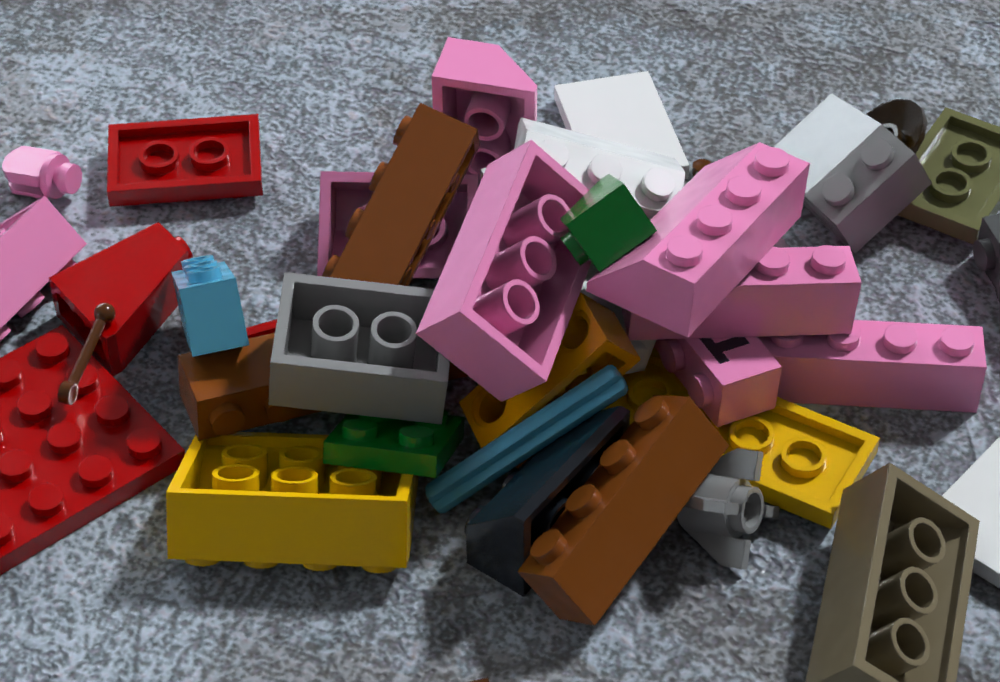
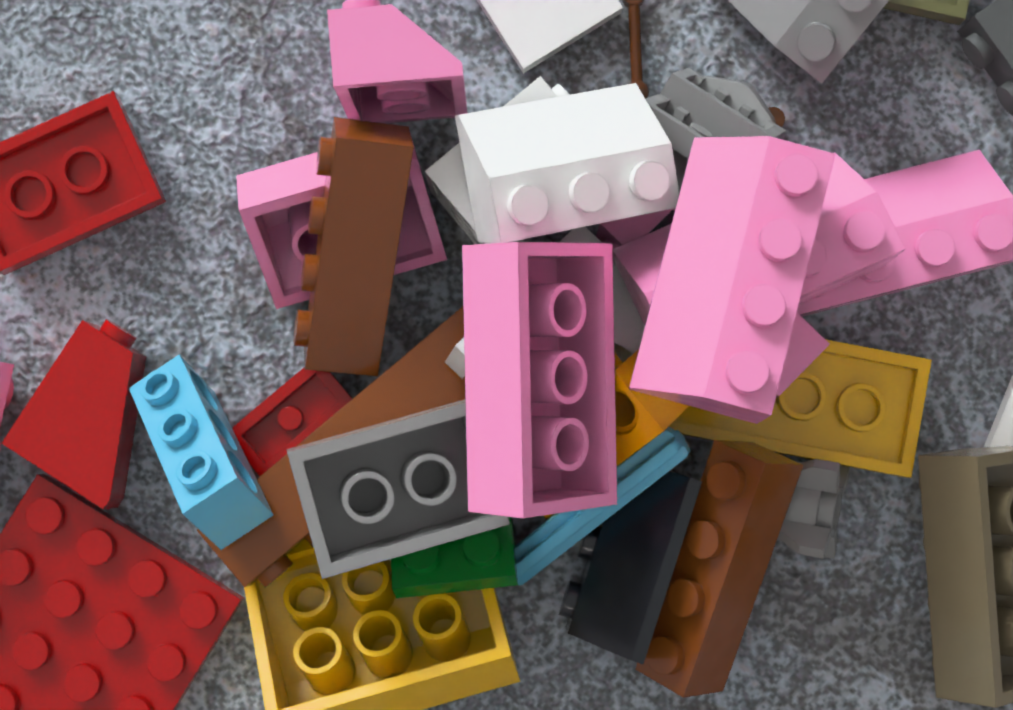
camera: 20 degrees left, 40 degrees up
(68, 391) = (89, 486): reddish brown hinge -> none
(605, 224) = (627, 298): green slope -> none

